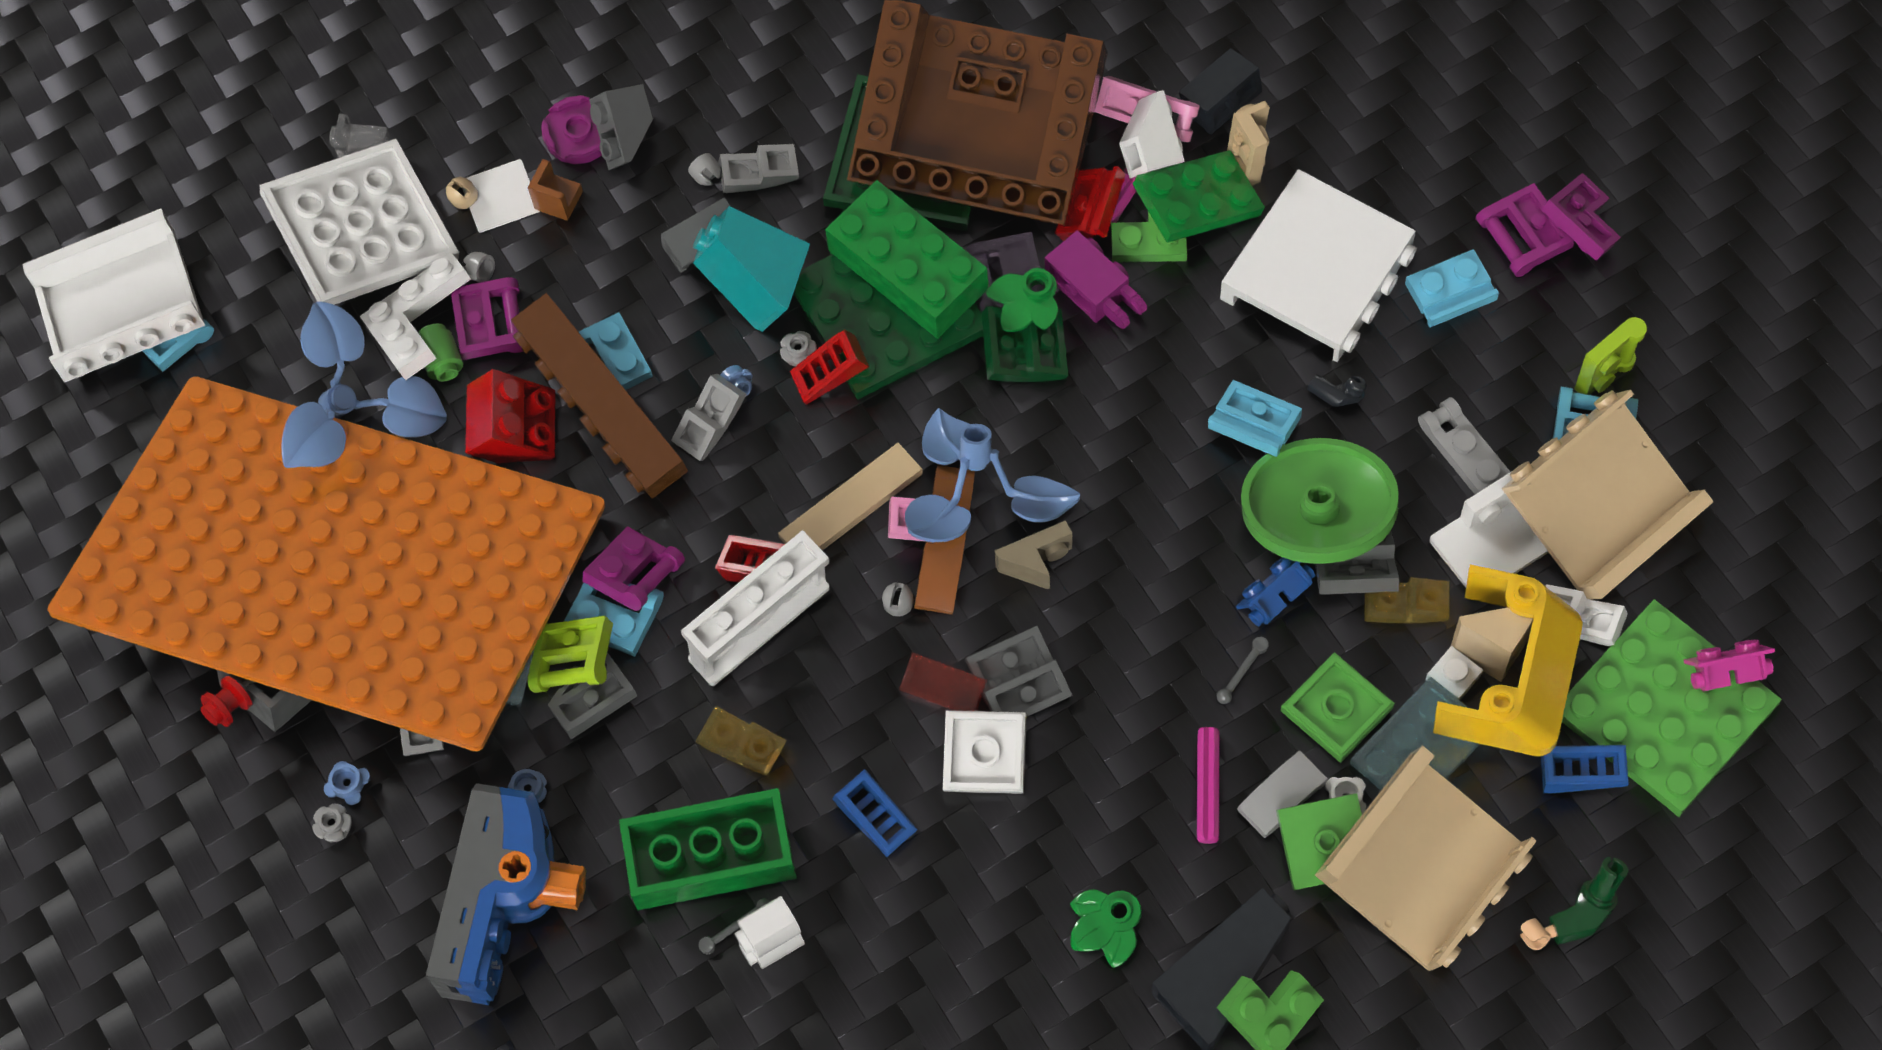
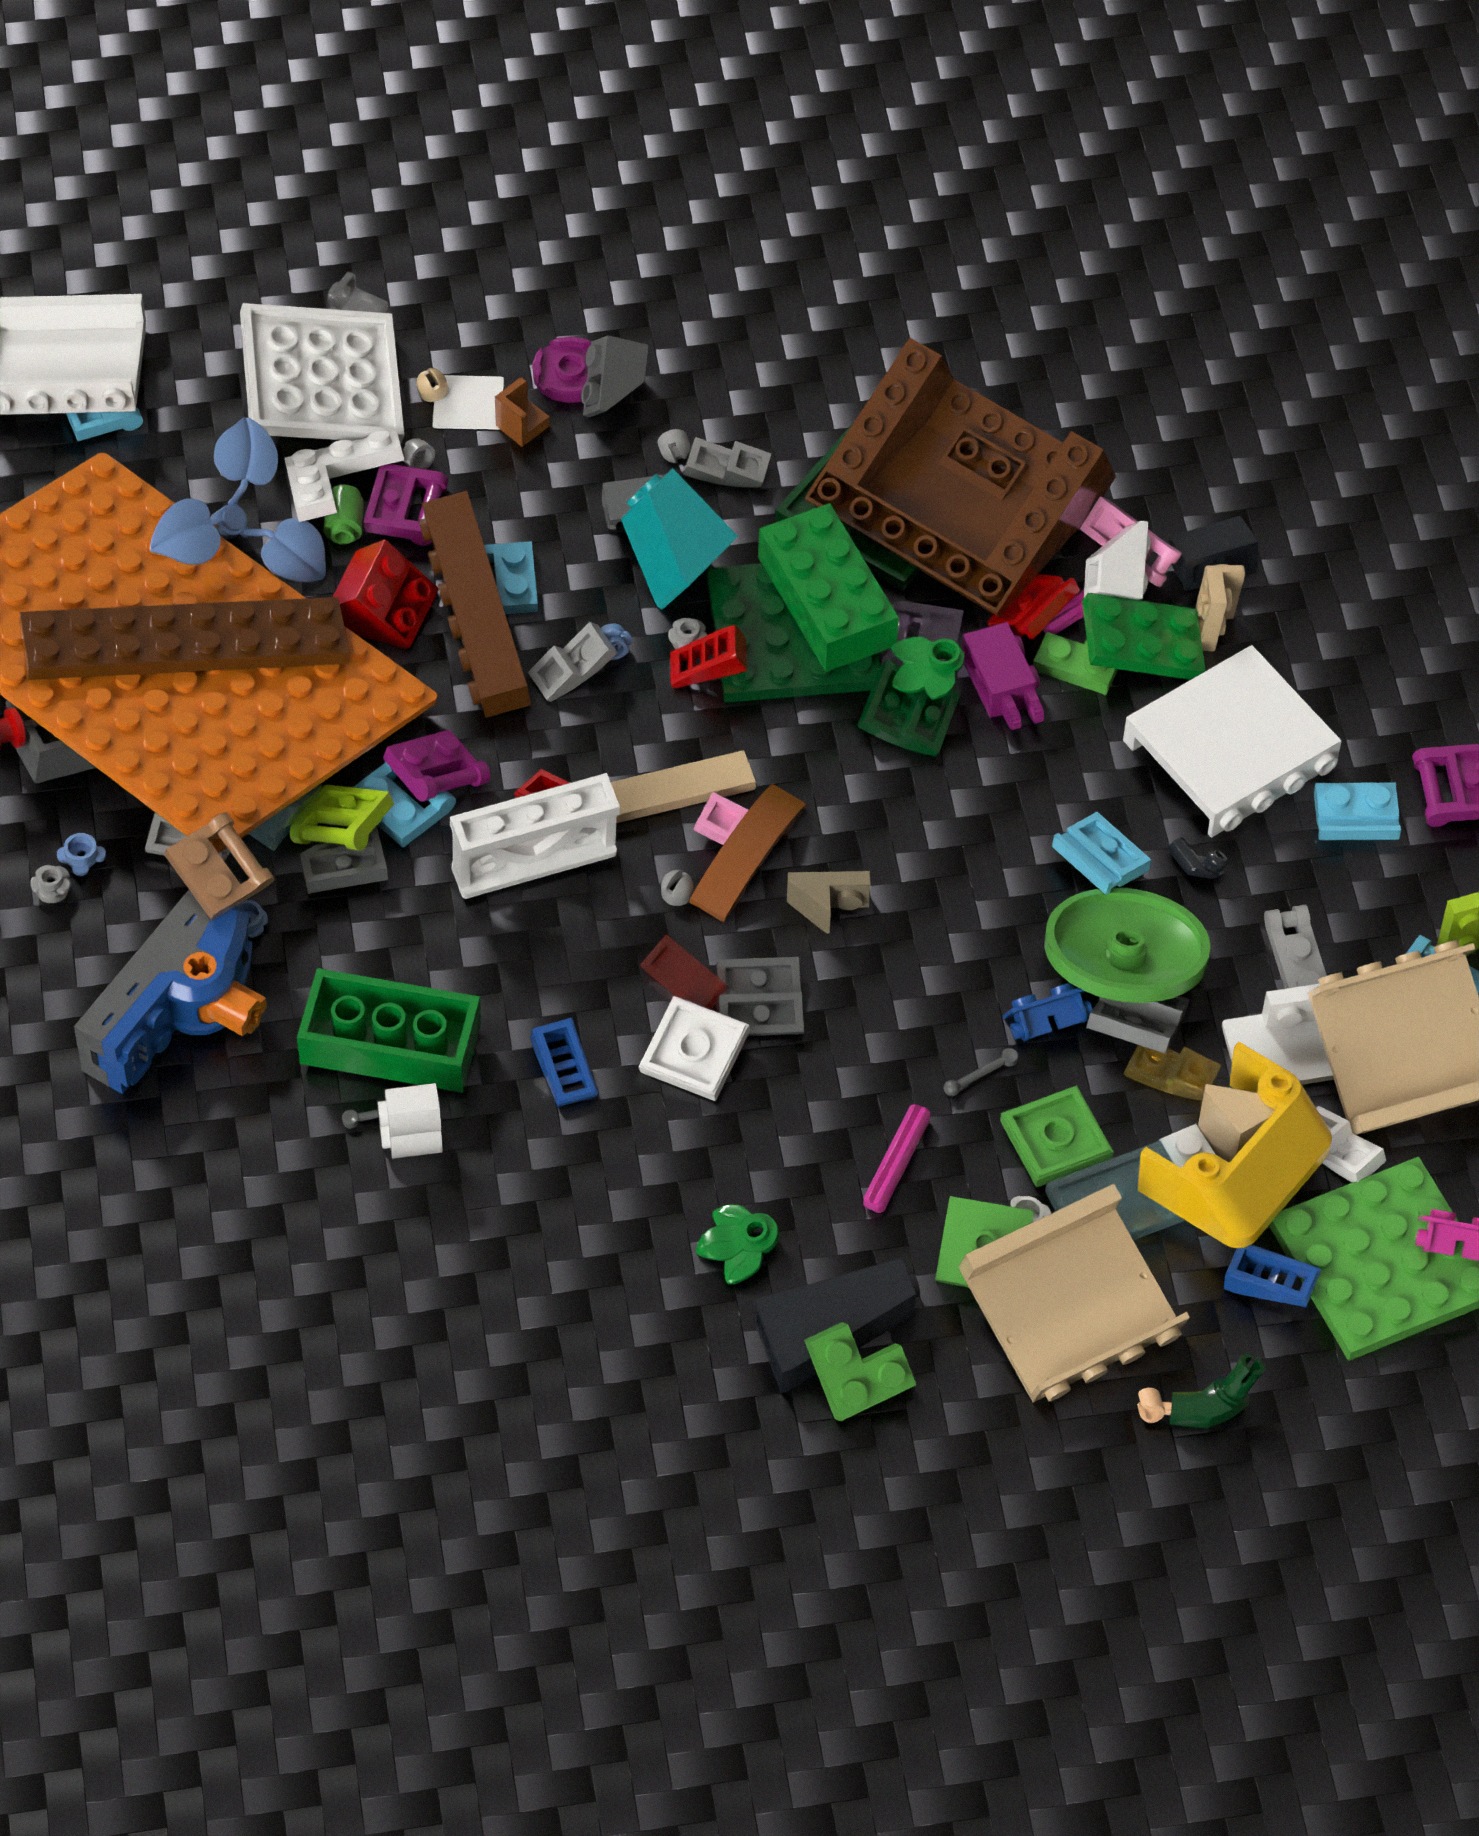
camera: 15 degrees right, 10 degrees down
(352, 542) = (183, 638): none -> reddish brown plate
(482, 774) = (207, 872): none -> medium nougat plate
(740, 742) = (465, 955): clear yellow slope -> none
(950, 439) = (807, 771): medium blue plant -> none
(1286, 787) = (978, 1181): light grey slope -> none

